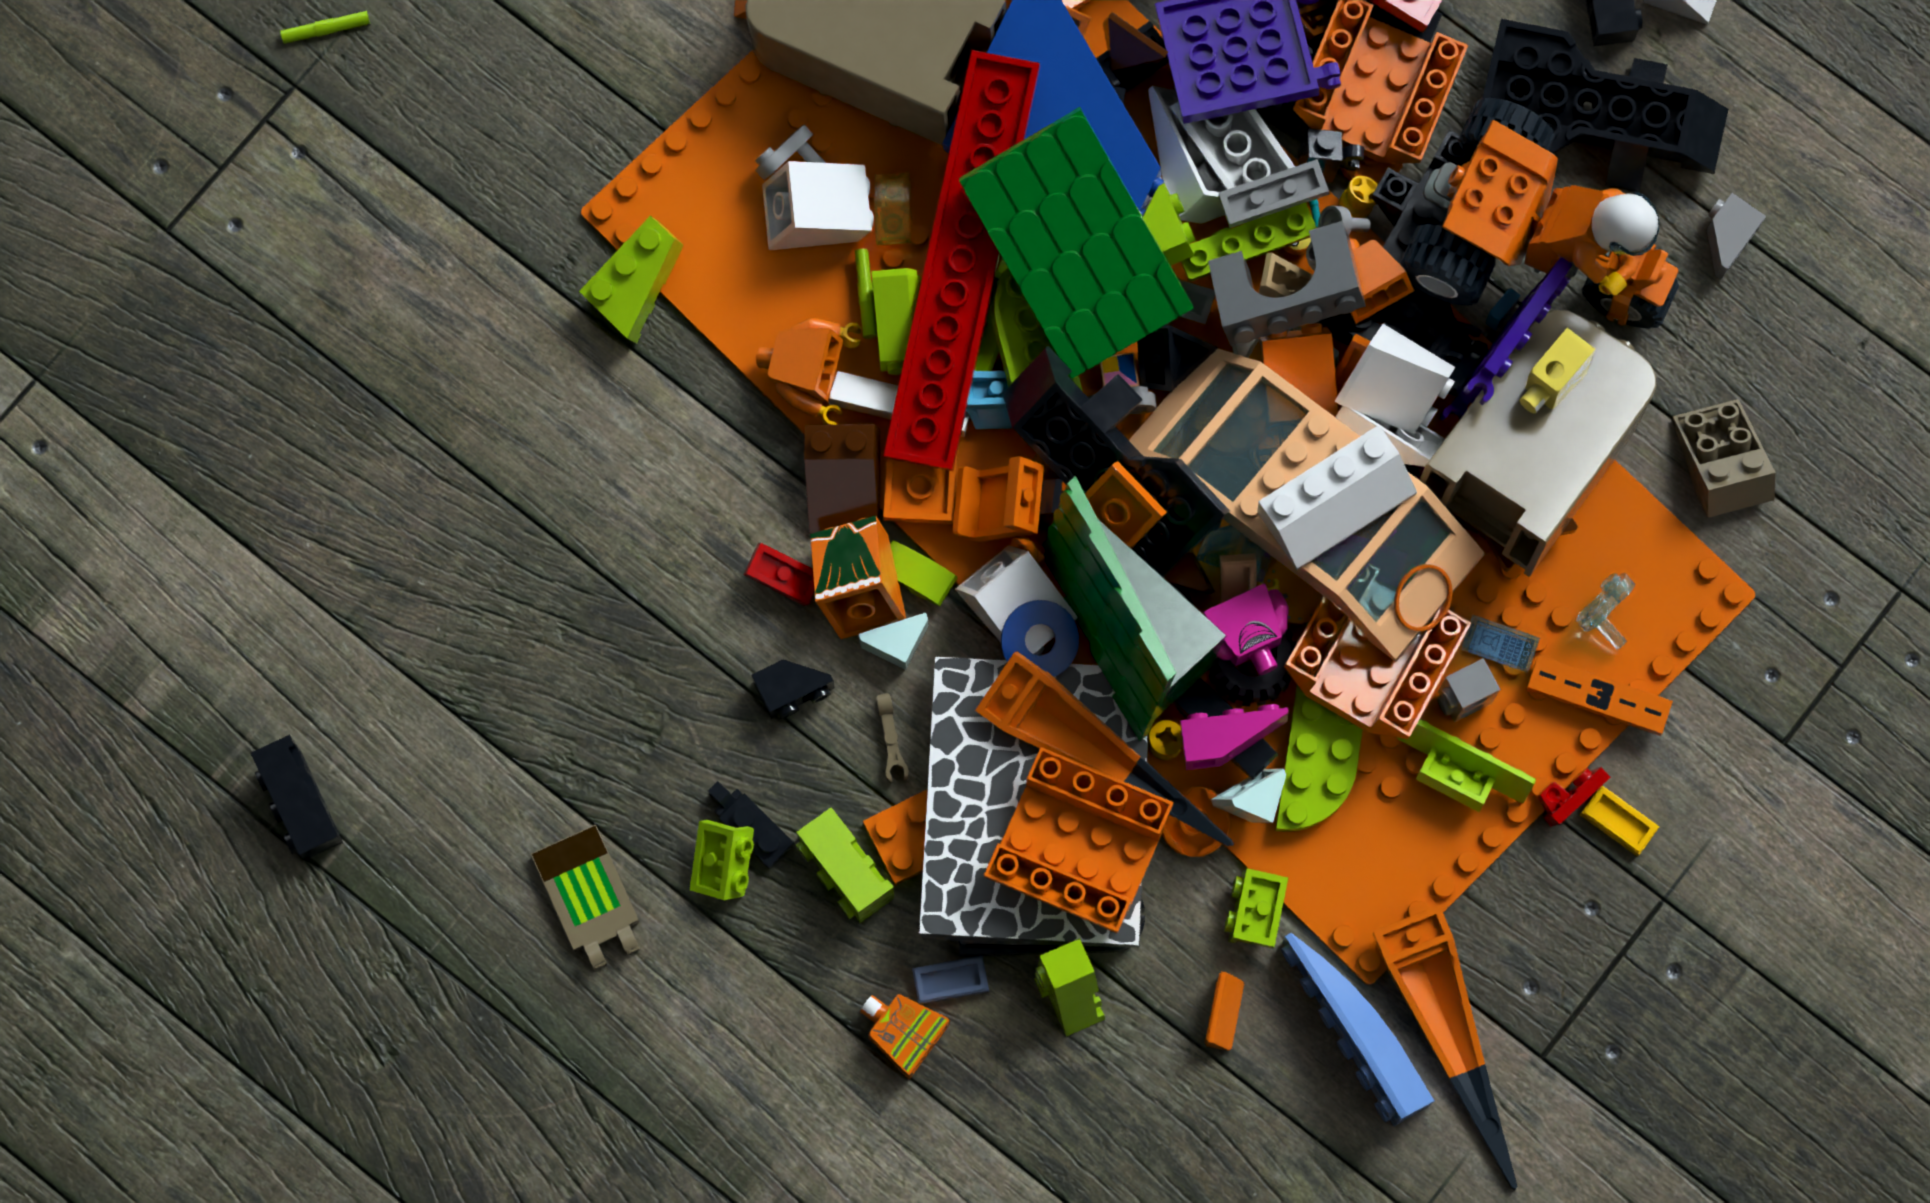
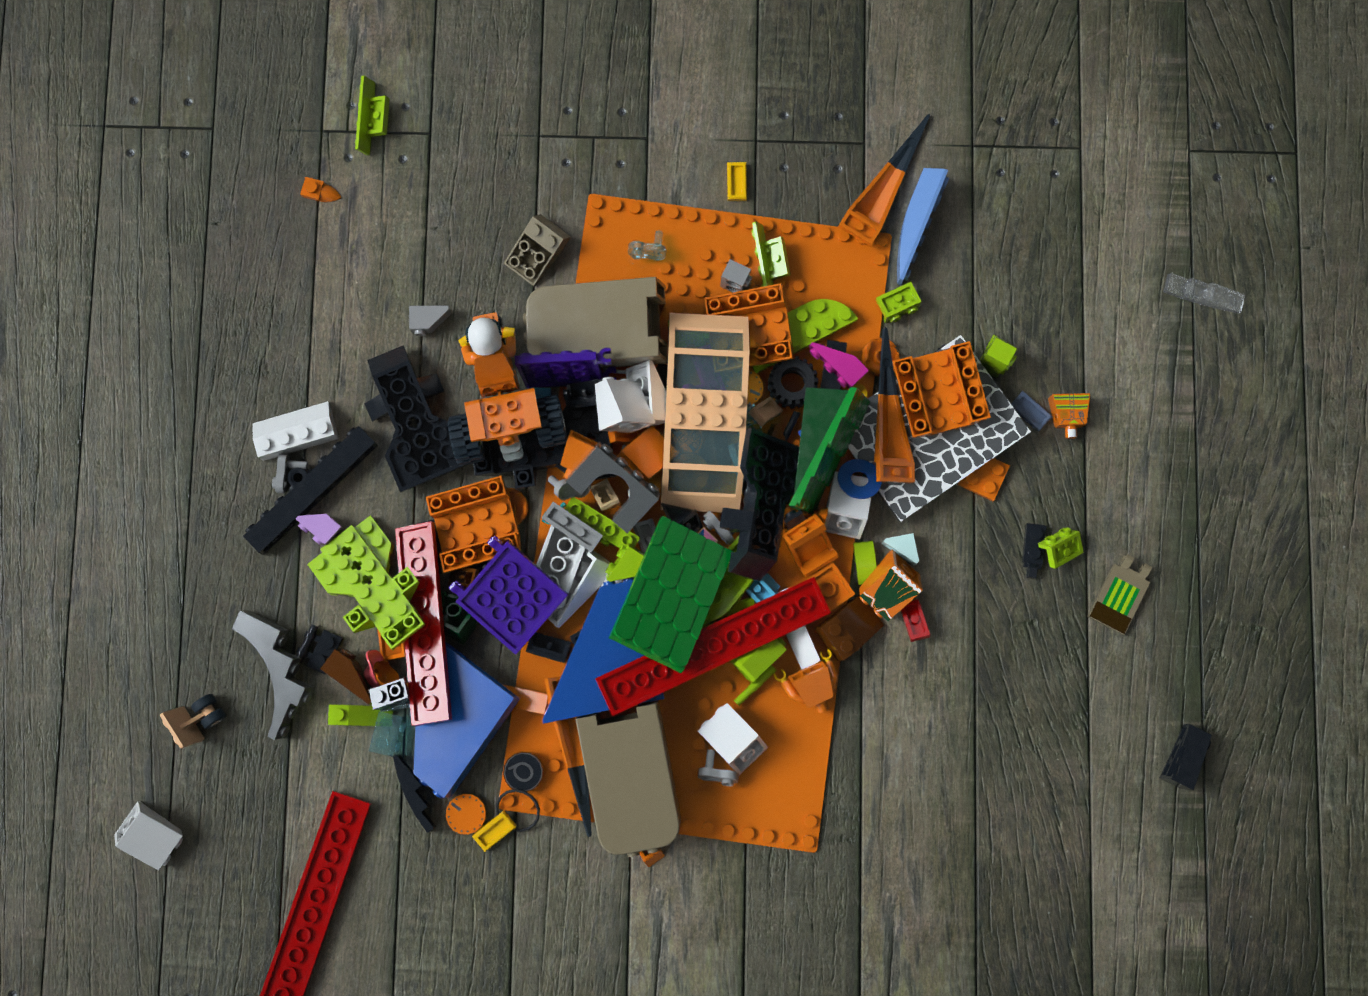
camera: 130 degrees left, 5 degrees up
(633, 278) = (833, 797): lime wedge -> none
(788, 685) = (961, 579): black slope -> none
(844, 866) = (1021, 490): lime wedge -> none
(890, 736) = (947, 517): dark tan piece -> none
(893, 209) = (706, 703): clear yellow slope -> none
(1124, 505) = (779, 480): orange plate -> none
(1129, 46) = (548, 649): reddish brown slope -> none
(1224, 1012) = (952, 286): orange slope -> none
(1252, 626) = (784, 388): dark pink torso -> none
(1254, 799) = (854, 335): light aqua slope -> none
(1328, 149) = (529, 523): black brick -> none
(1337, 497) = (706, 382): white slope -> none
(1358, 196) = (530, 495): yellow wheel -> none
(1447, 605) = (713, 332): orange piece -> none
(1500, 643) = (698, 283): clear light blue tile -> none
(1557, 372) = (562, 329): light yellow torso -> none
(1561, 803) = (749, 206): red hinge -> none
(1599, 695) = (690, 226): orange tile -> none

